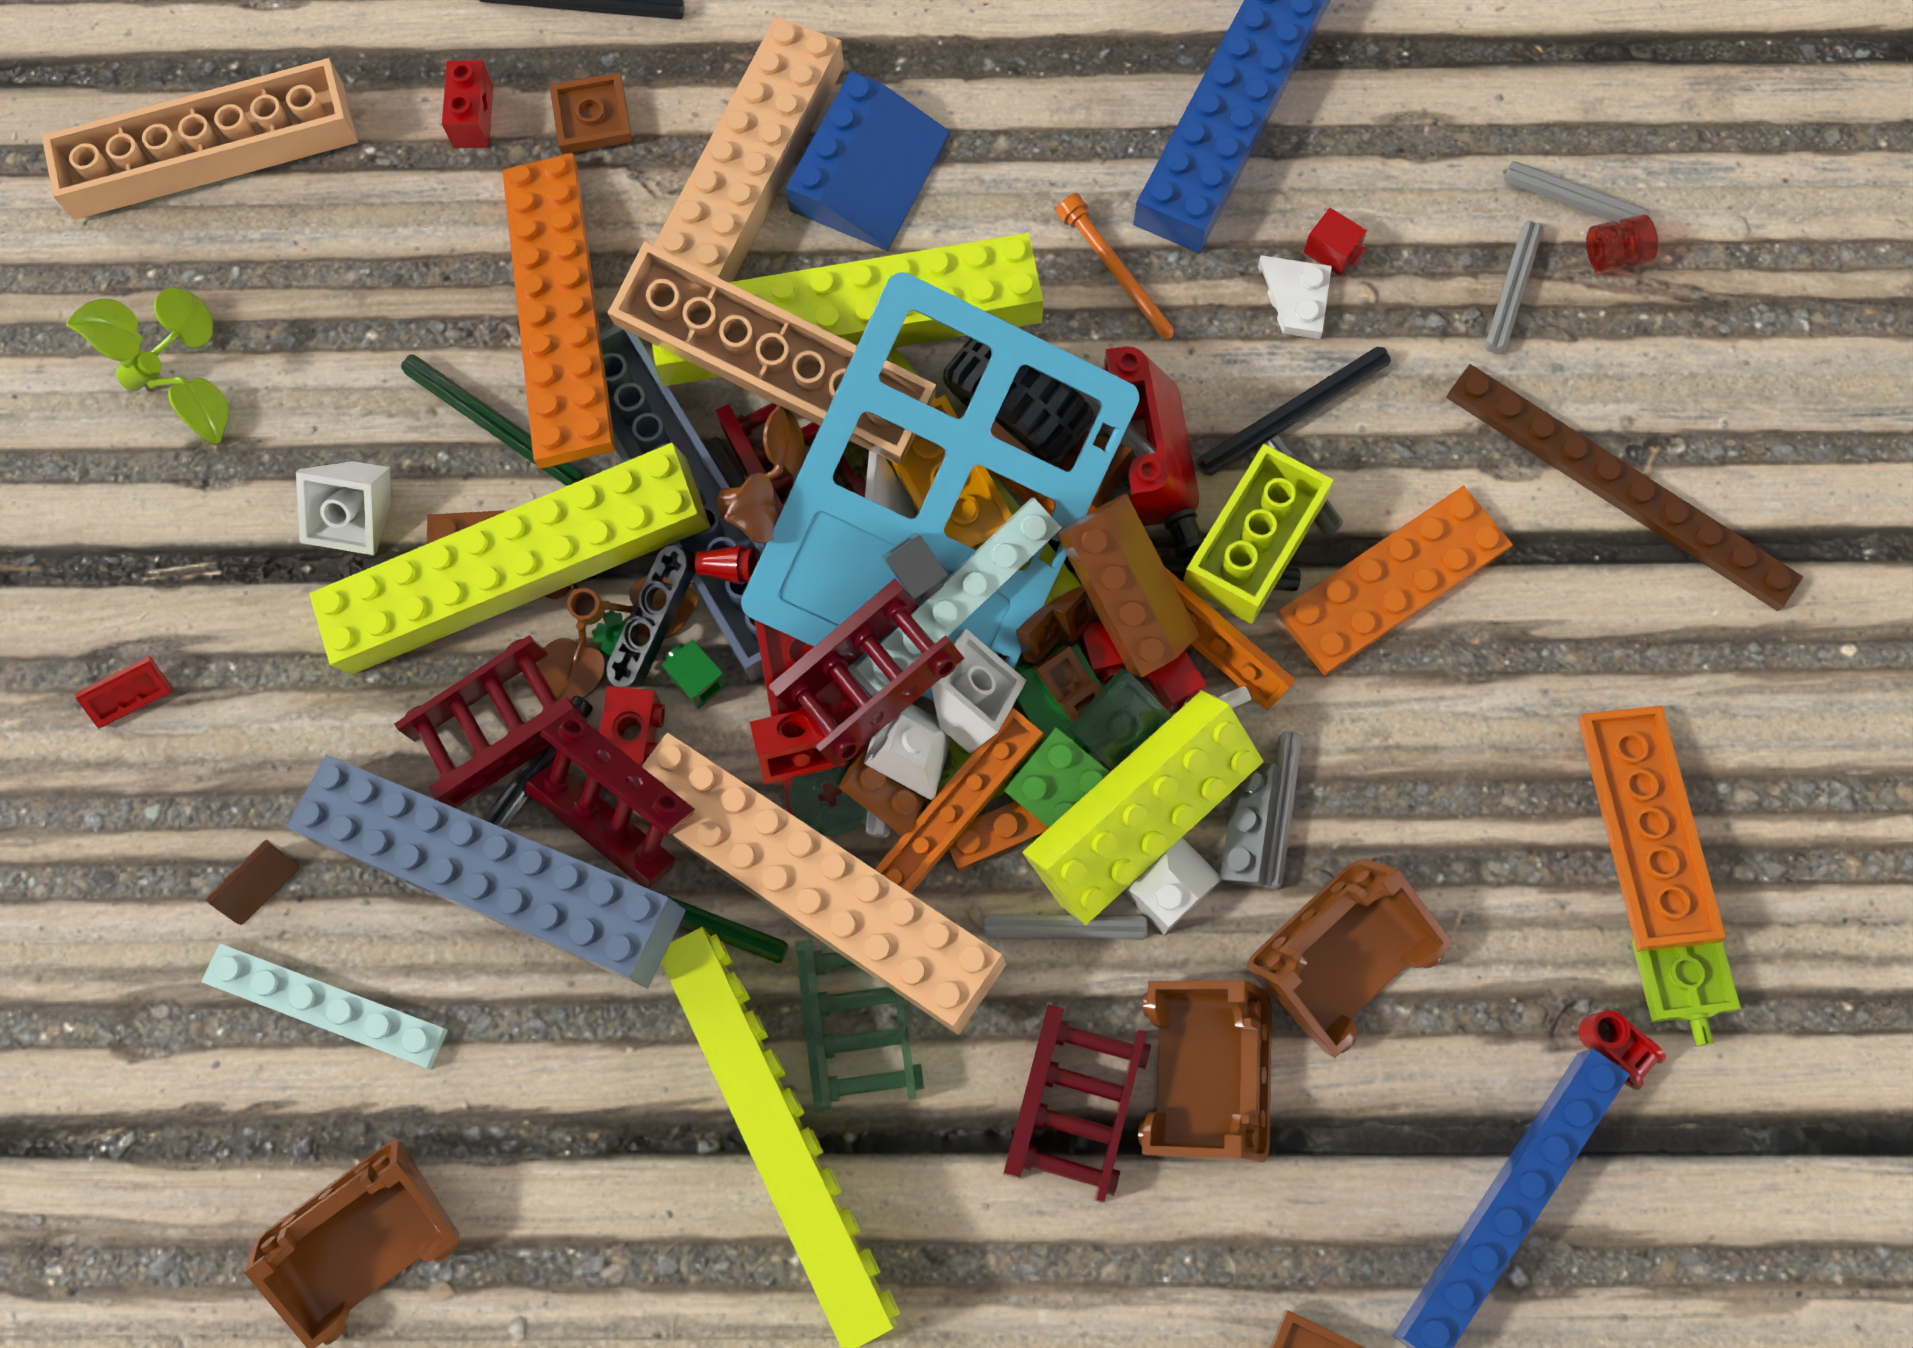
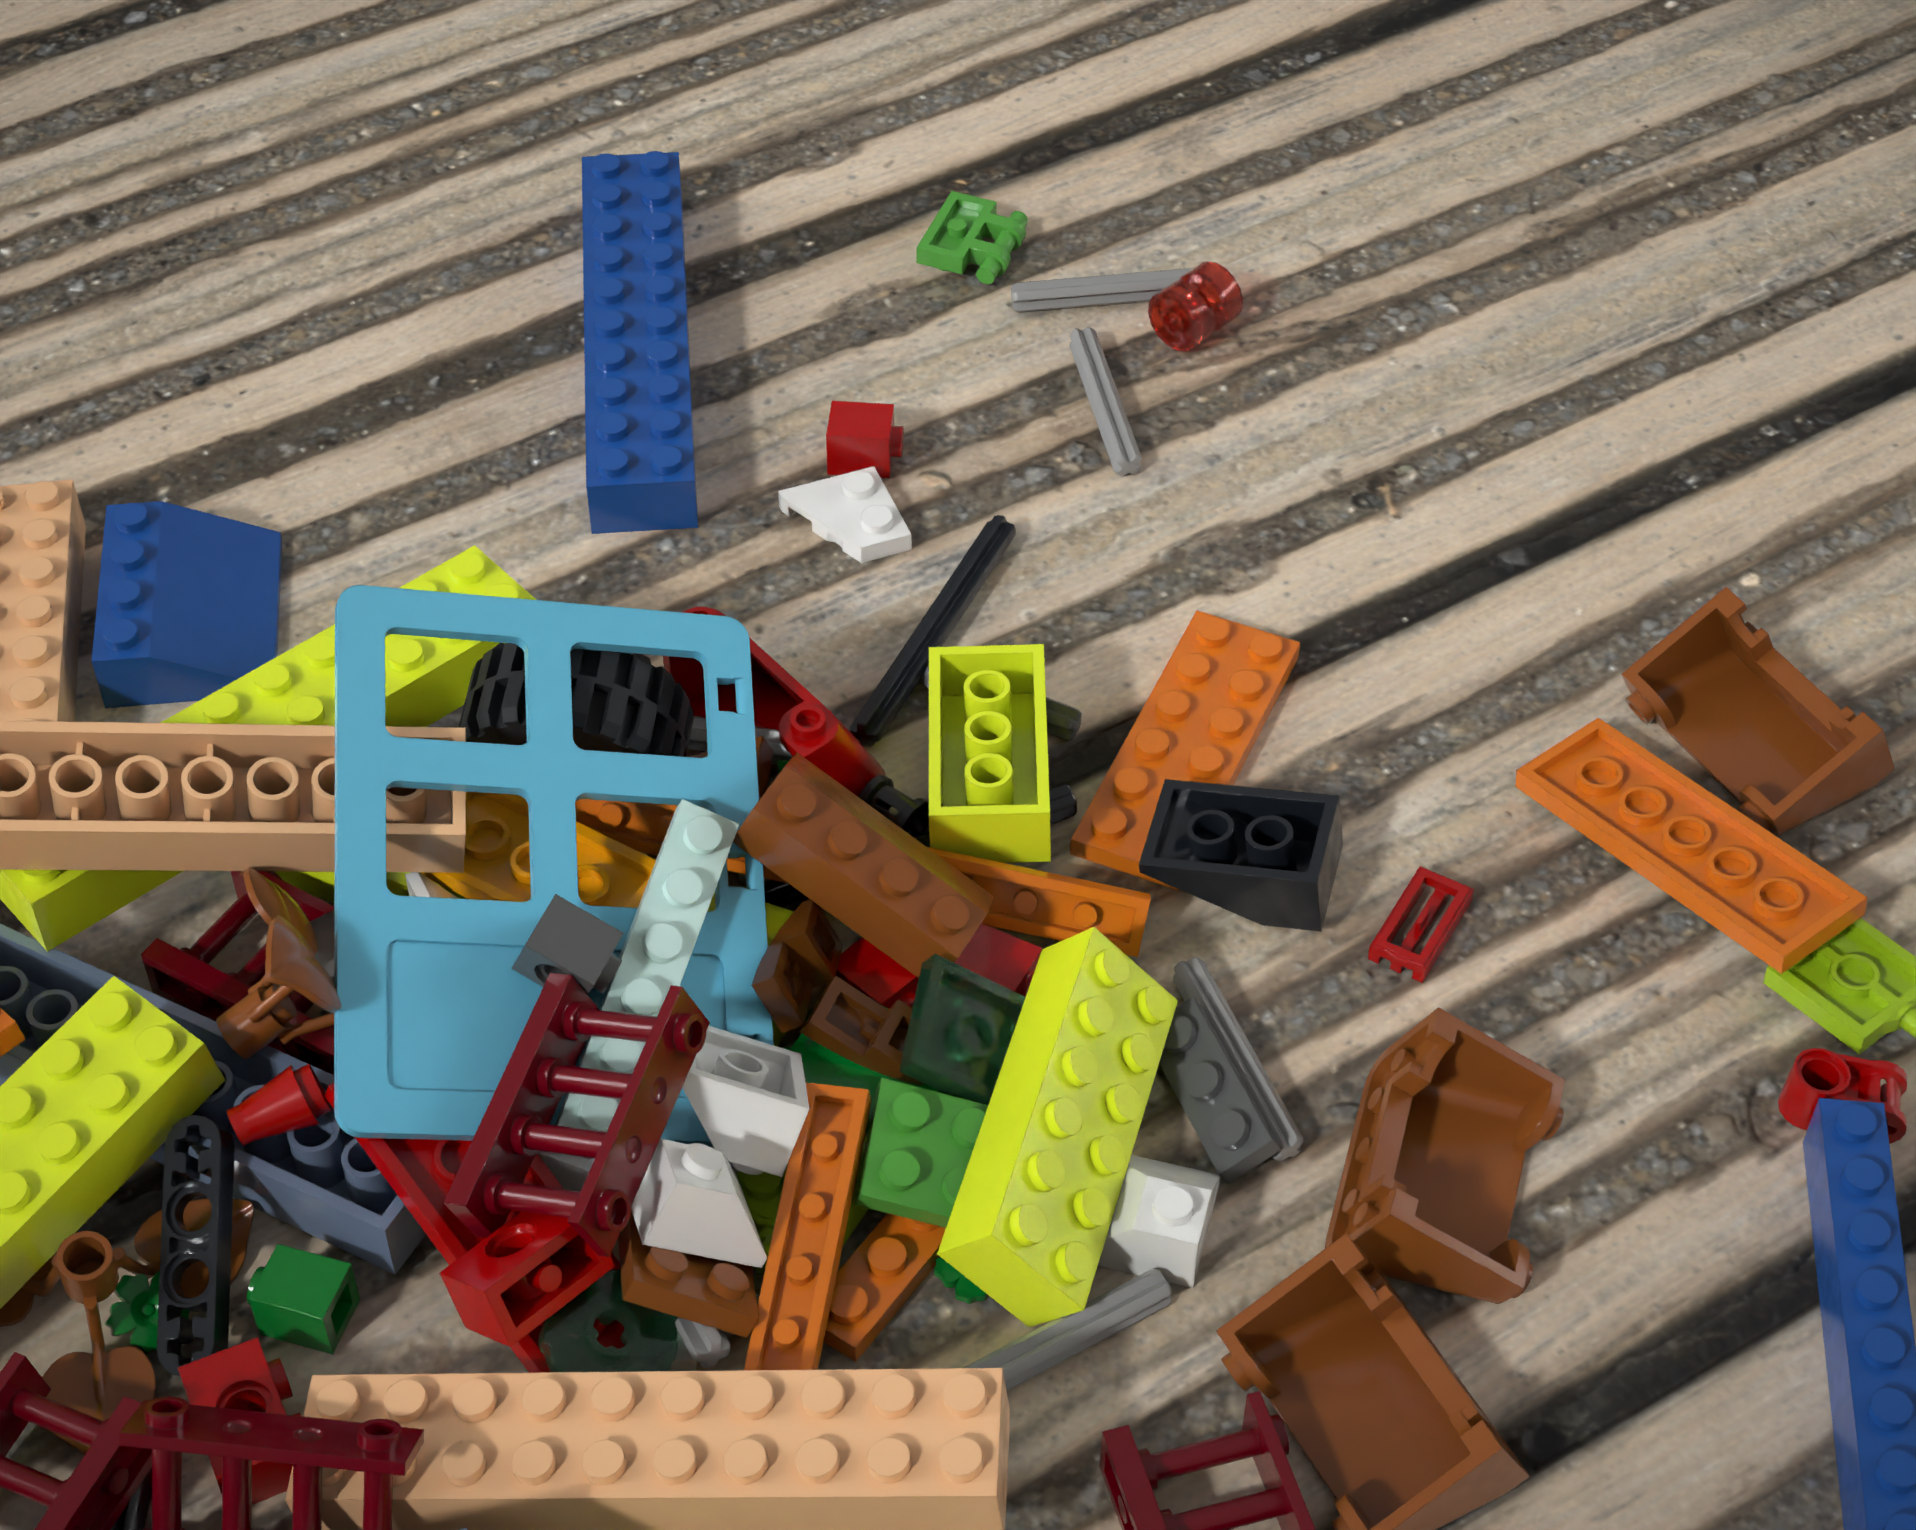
camera: 35 degrees left, 25 degrees down
(1074, 212) = (507, 545): orange piece -> none
(1373, 680) = (1248, 850): none -> black slope
(1422, 798) = (1403, 956): none -> red tile
(1506, 96) = (959, 232): none -> bright green plate
(1625, 488) = (1378, 534): reddish brown plate -> none
(1761, 764) = (1755, 719): none -> dark orange windscreen

